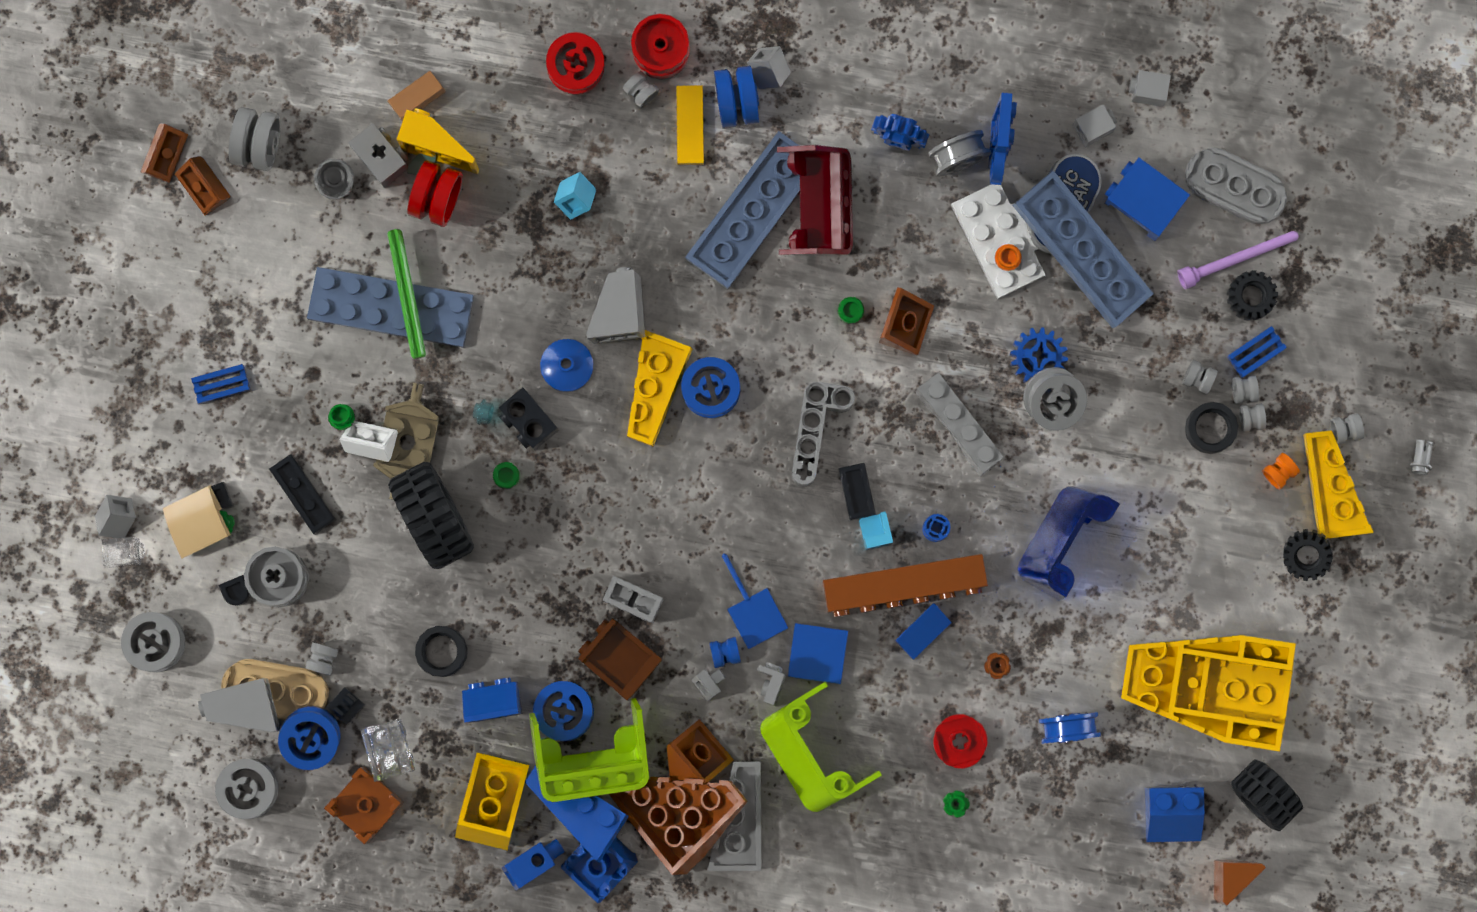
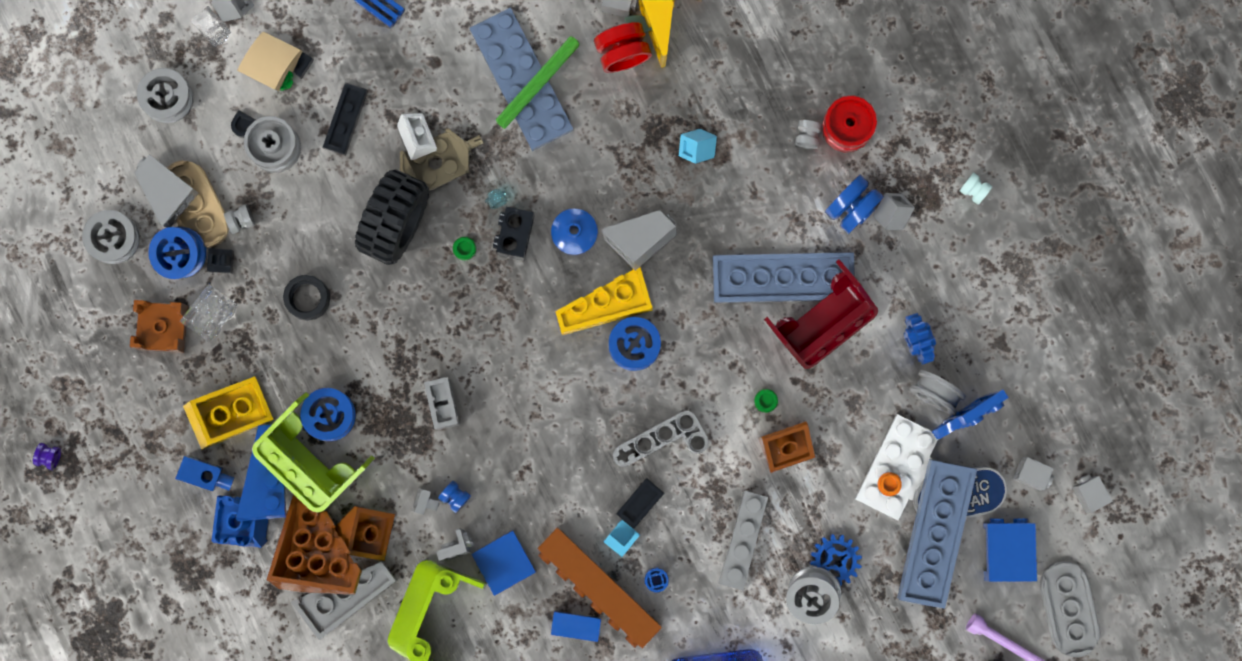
camera: 50 degrees right, 0 degrees up
(341, 416) = (418, 104): green plate -> none
(492, 701) = (296, 359): blue slope -> none
(582, 44) = (808, 69): red wheel -> none
(619, 658) = (395, 425): reddish brown panel -> none
(690, 125) = (810, 187): yellow tile -> none
(757, 615) = (497, 498): blue piece -> none

